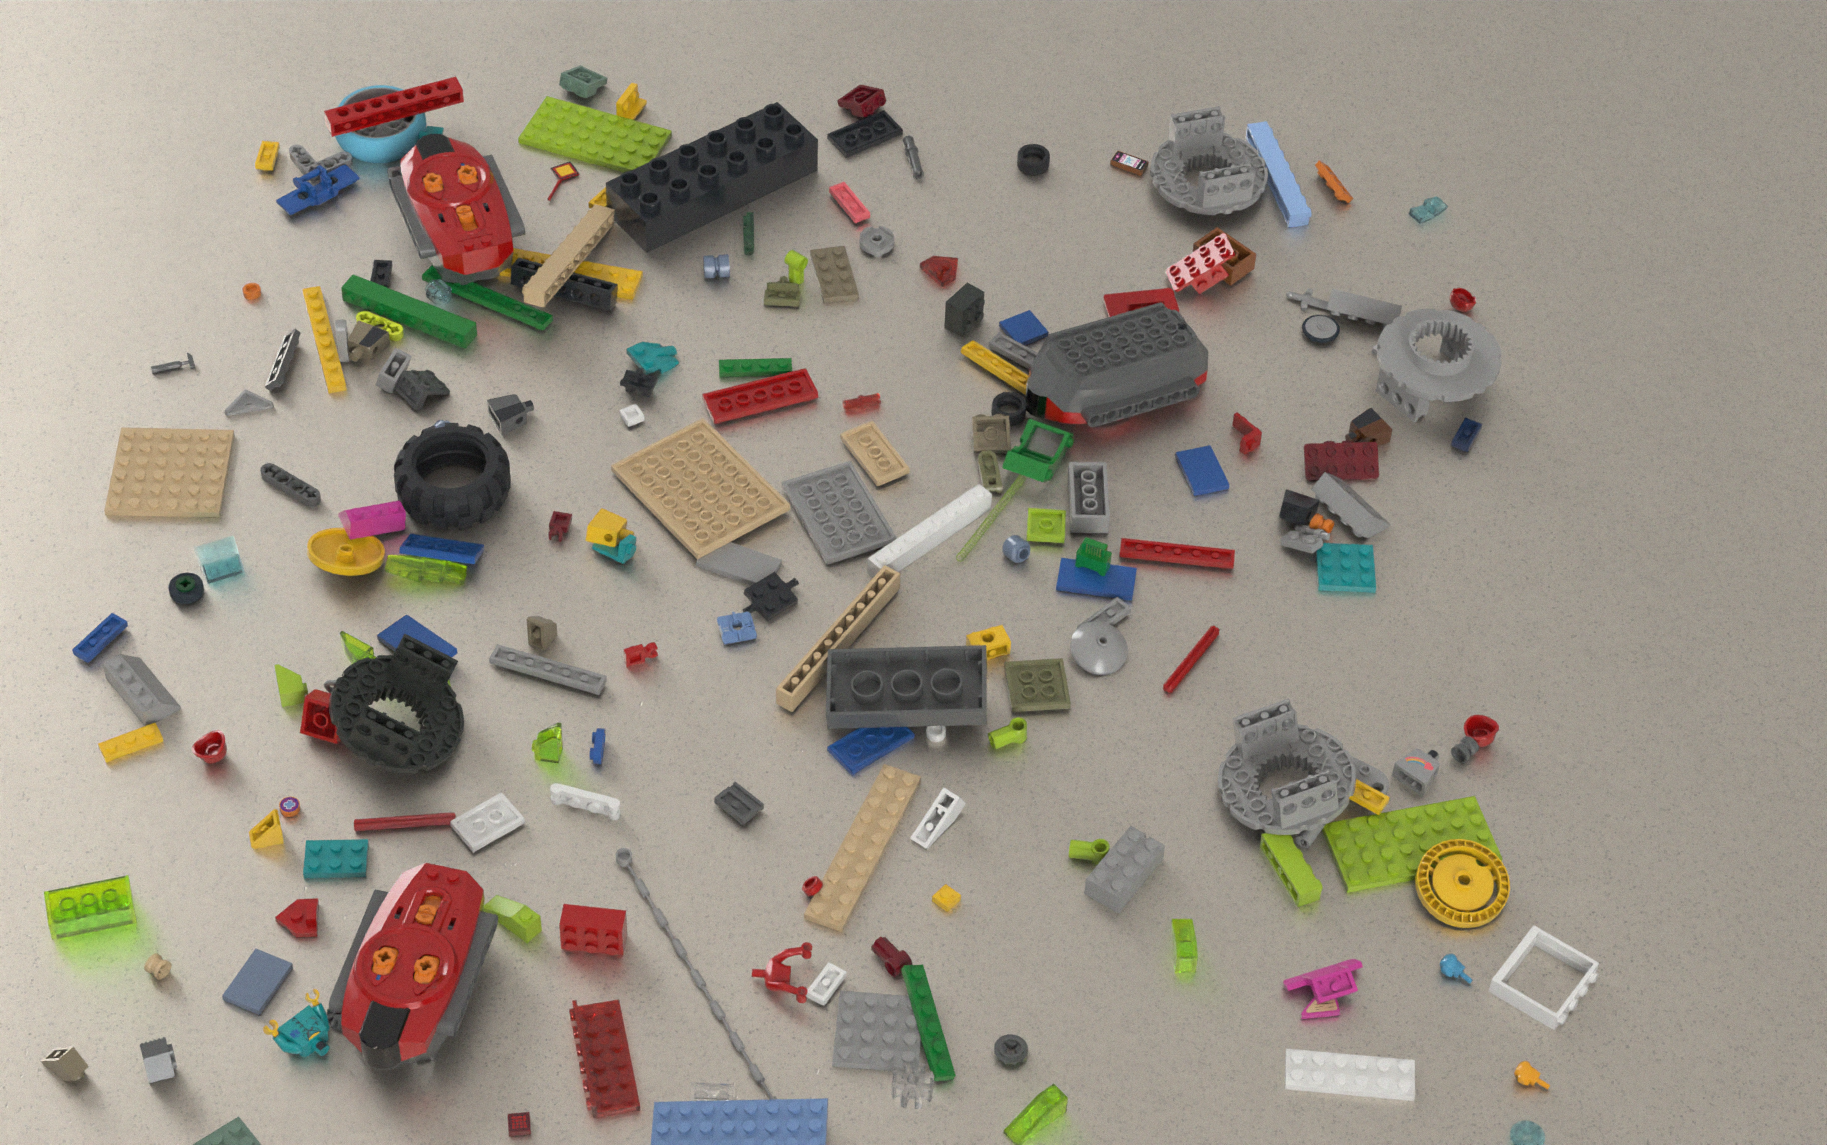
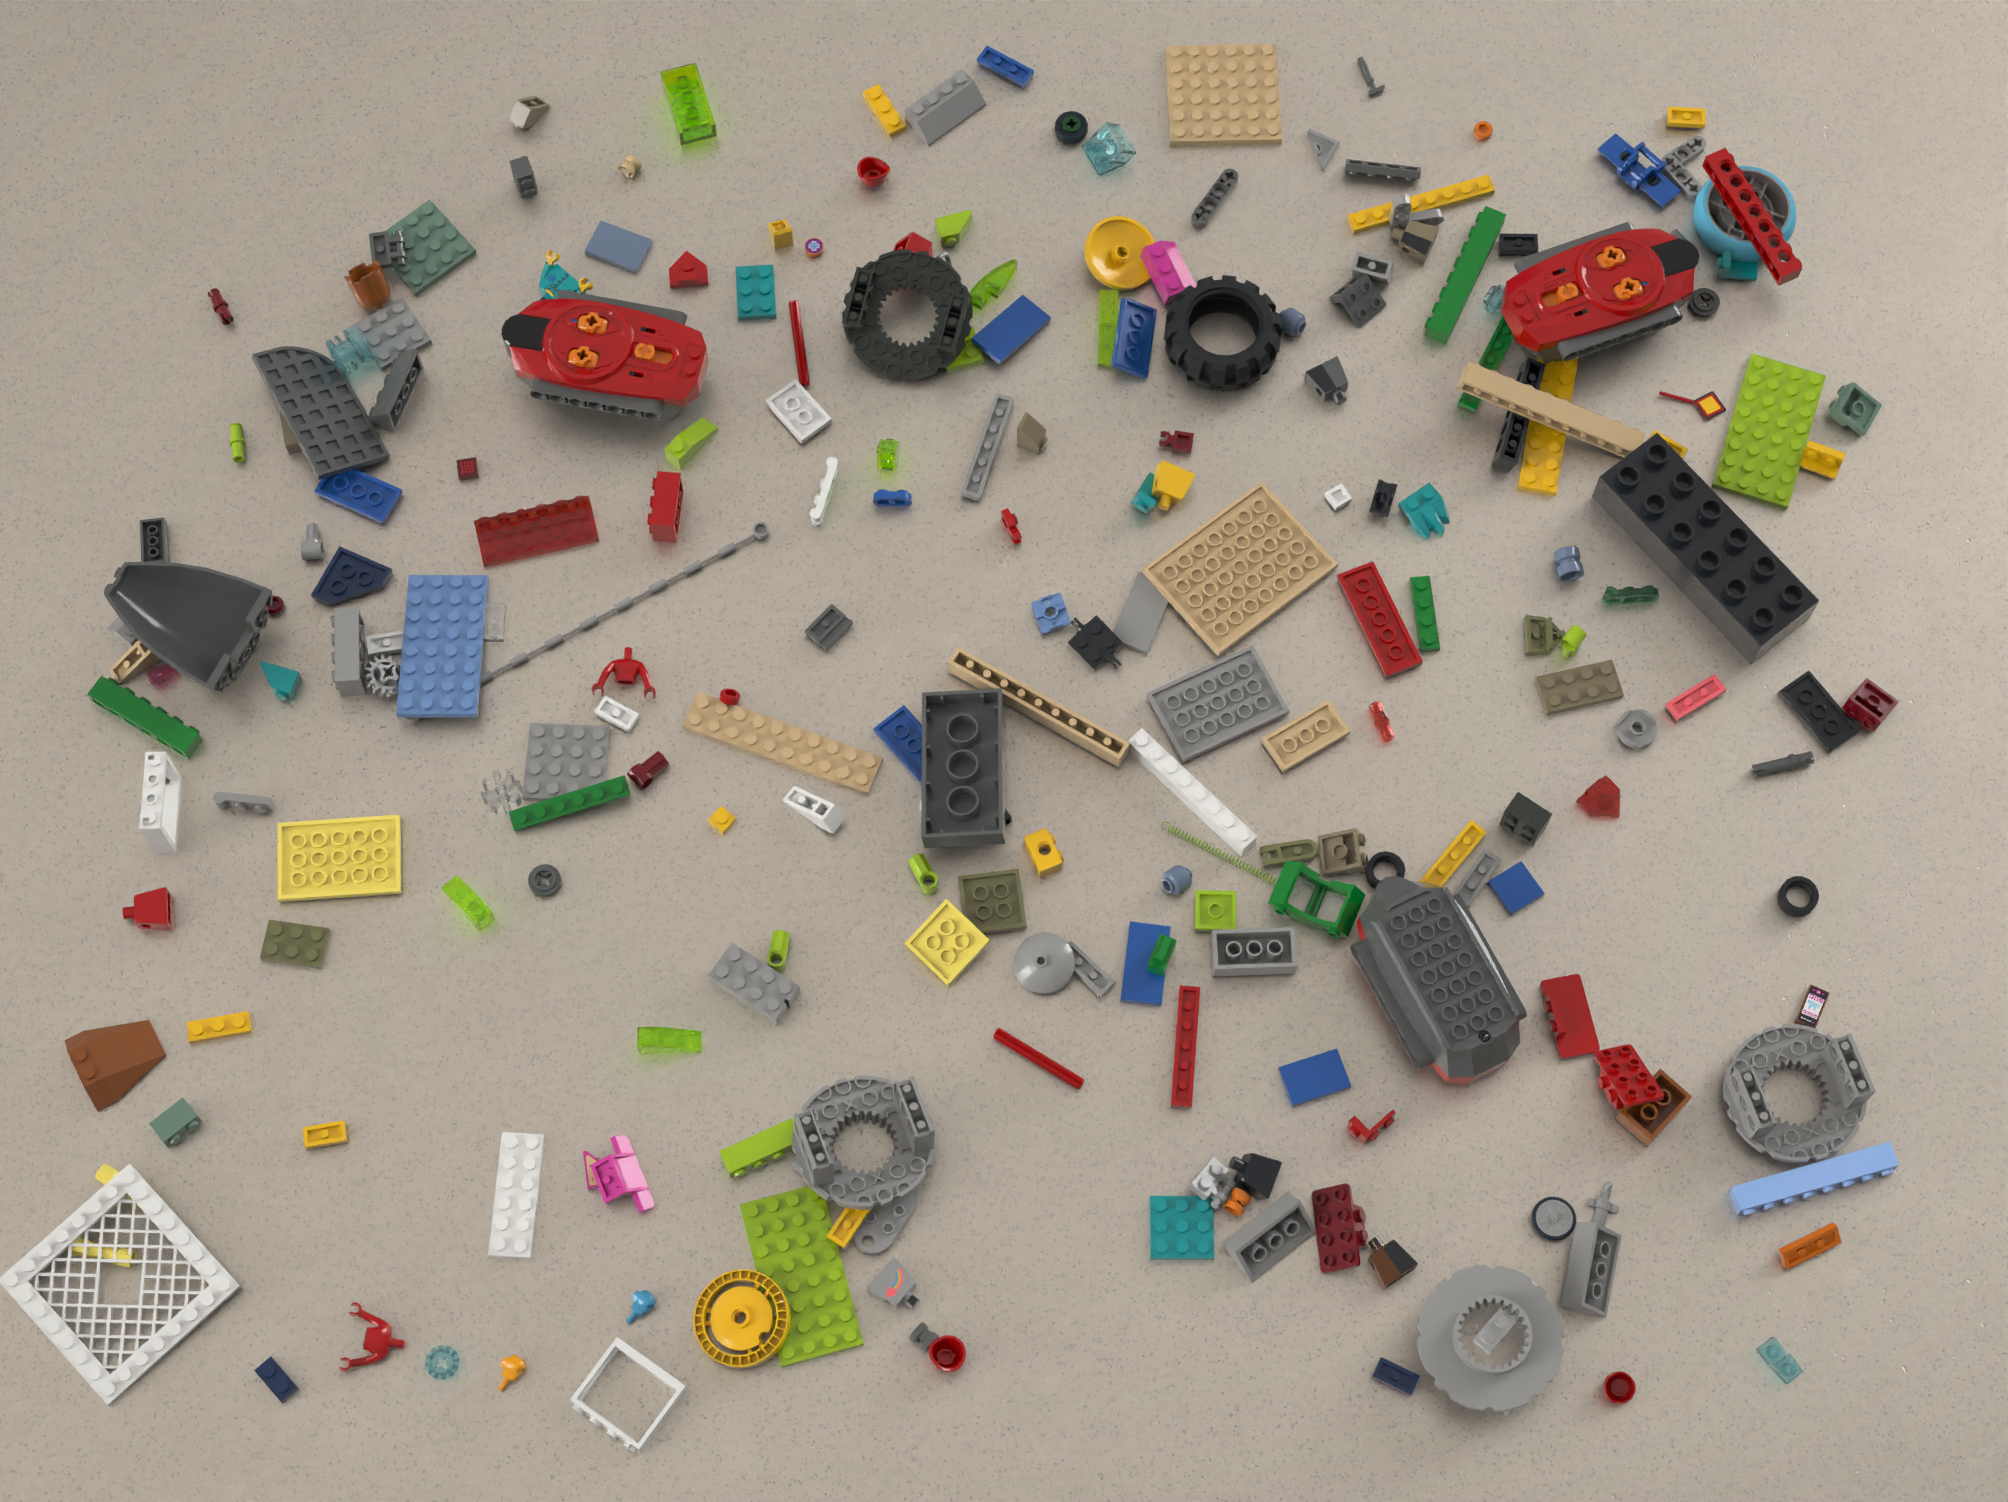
camera: 90 degrees right, 20 degrees up
(395, 329) = (1445, 258): neon yellow beam -> none
(1080, 716) = (947, 942): none -> light yellow plate

